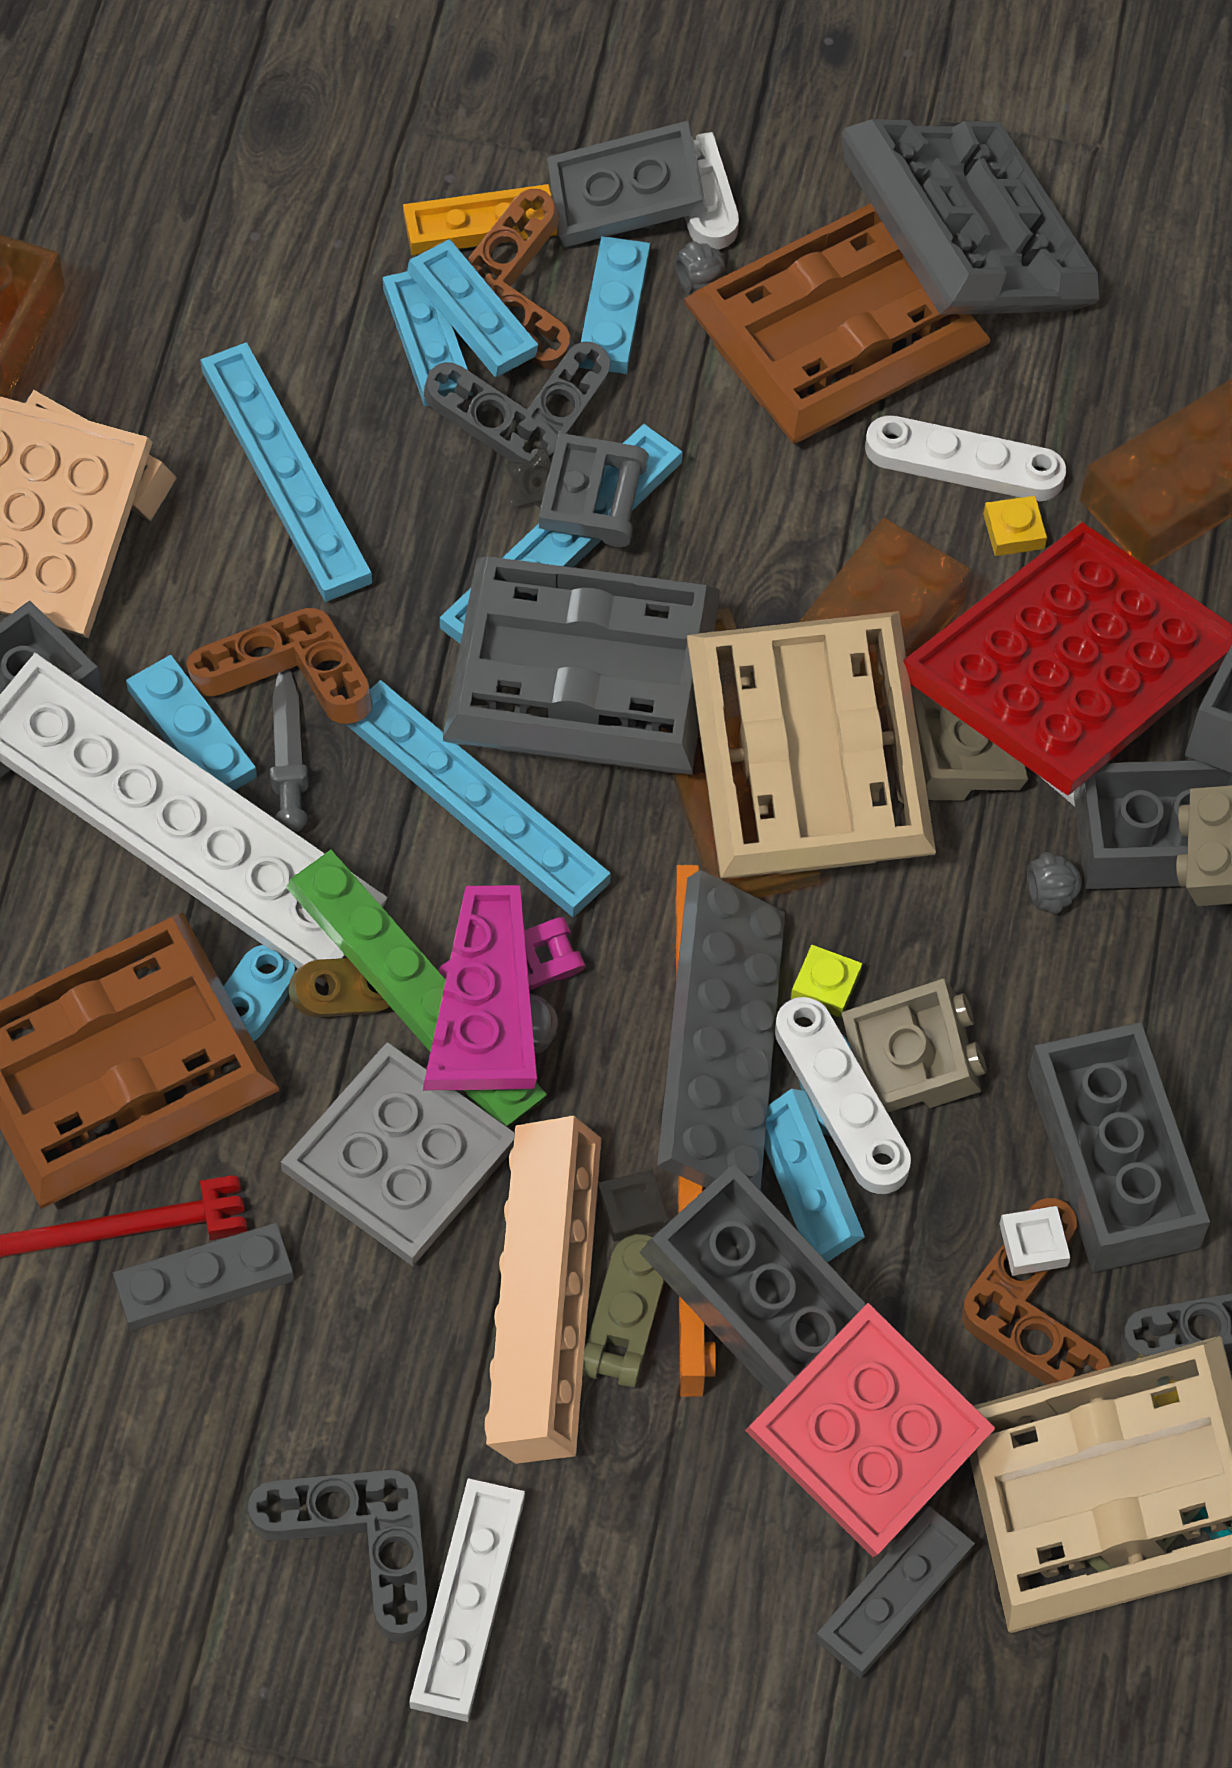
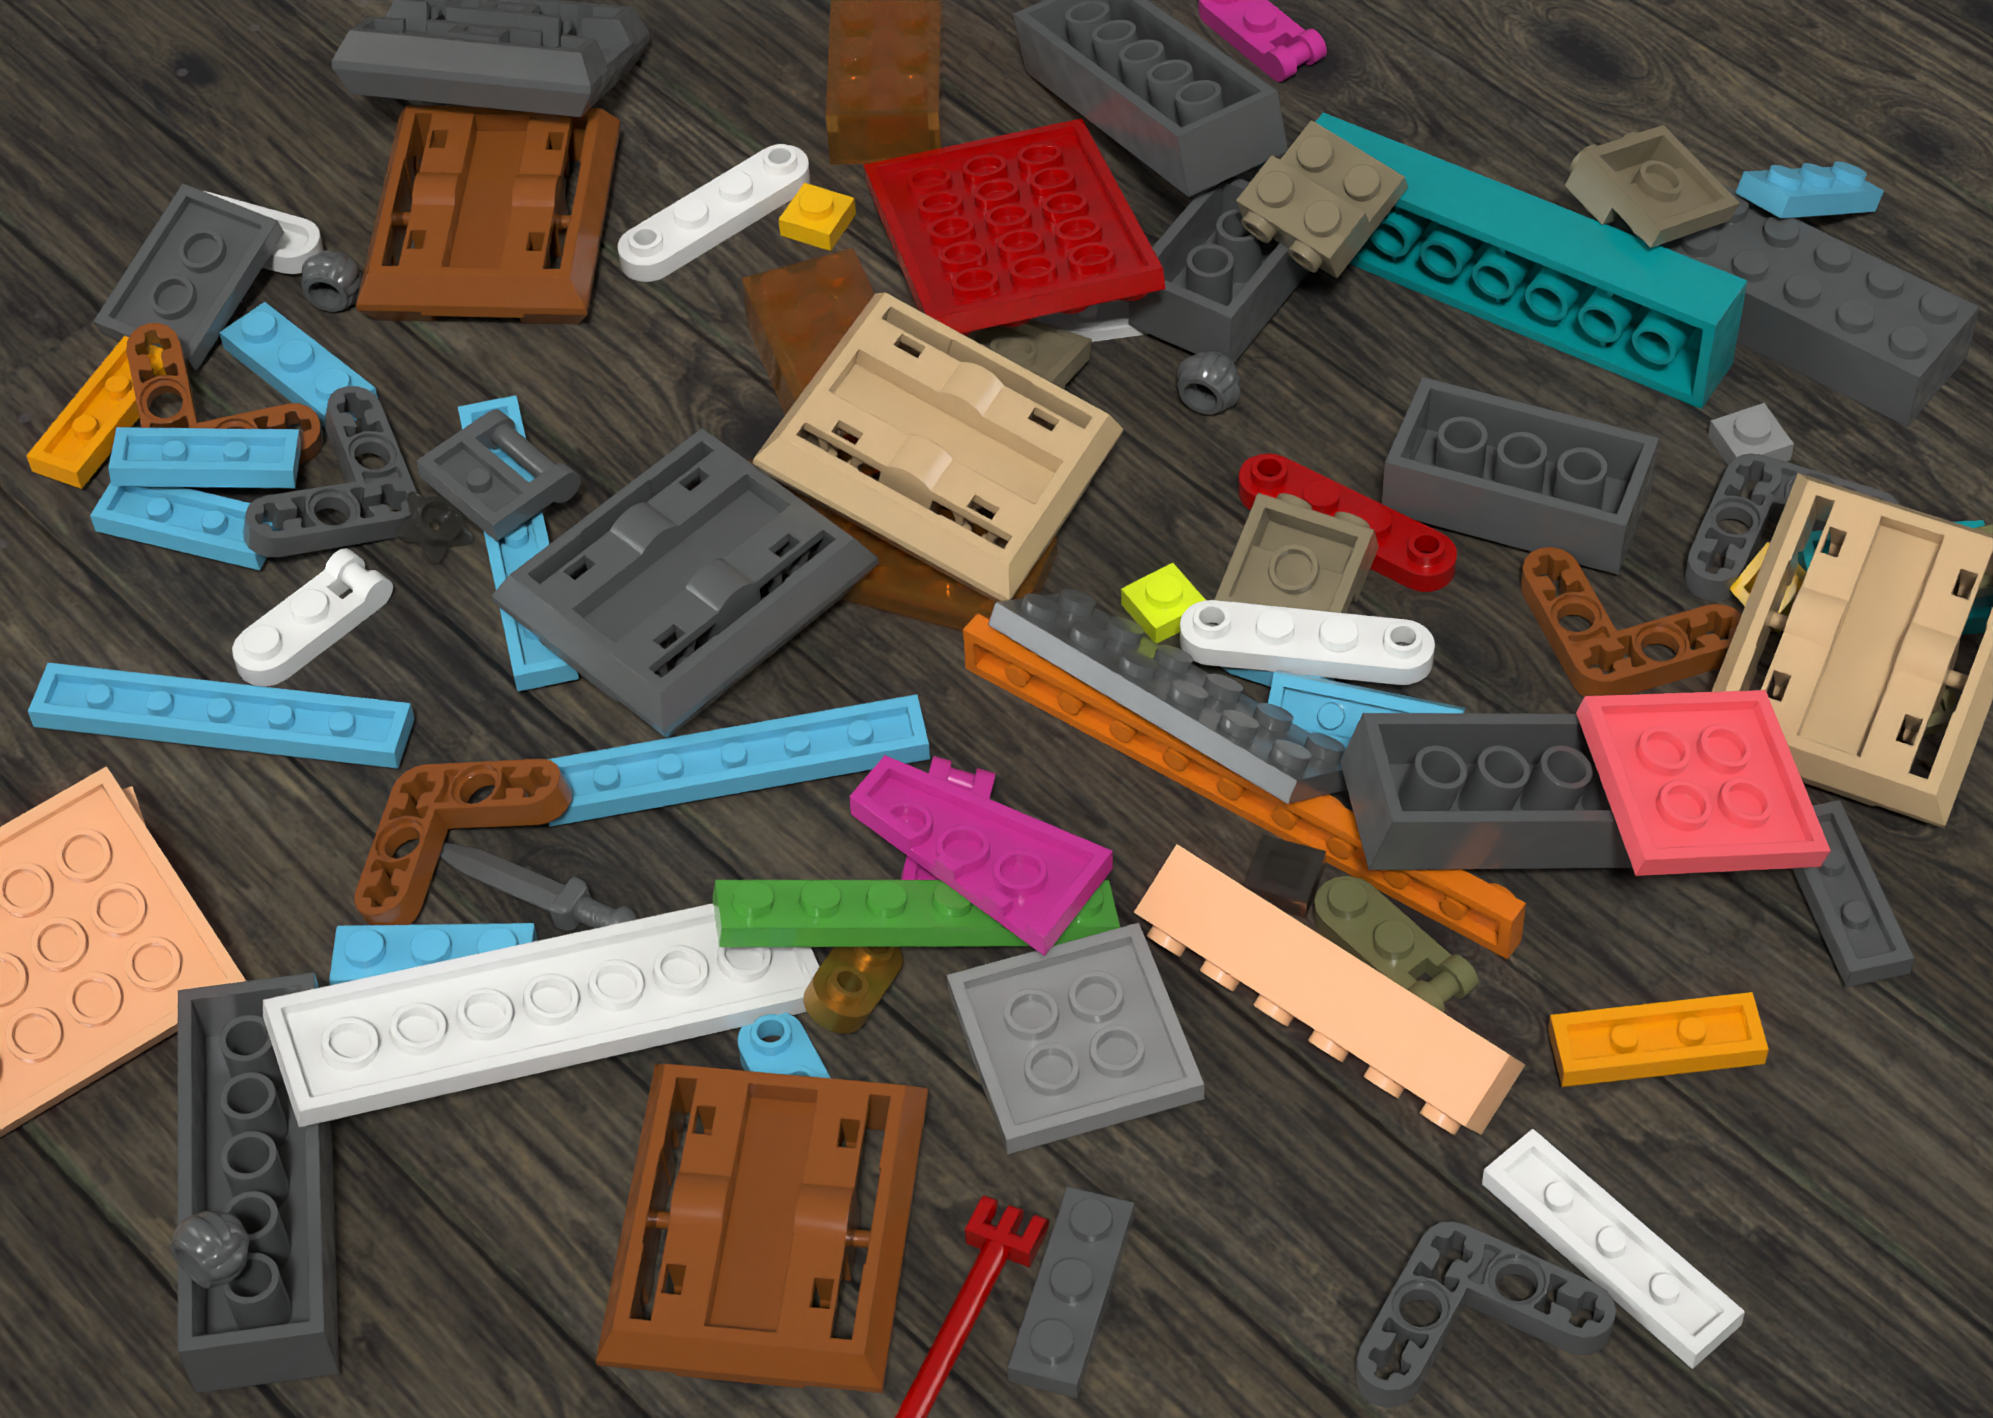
camera: 50 degrees left, 10 degrees down
(405, 465) = (310, 620): none -> white plate
(668, 1534) = (1657, 1039): none -> light orange plate
(1002, 1039) = (1397, 535): none -> red plate
(1034, 1240) = (1571, 581): white plate -> none

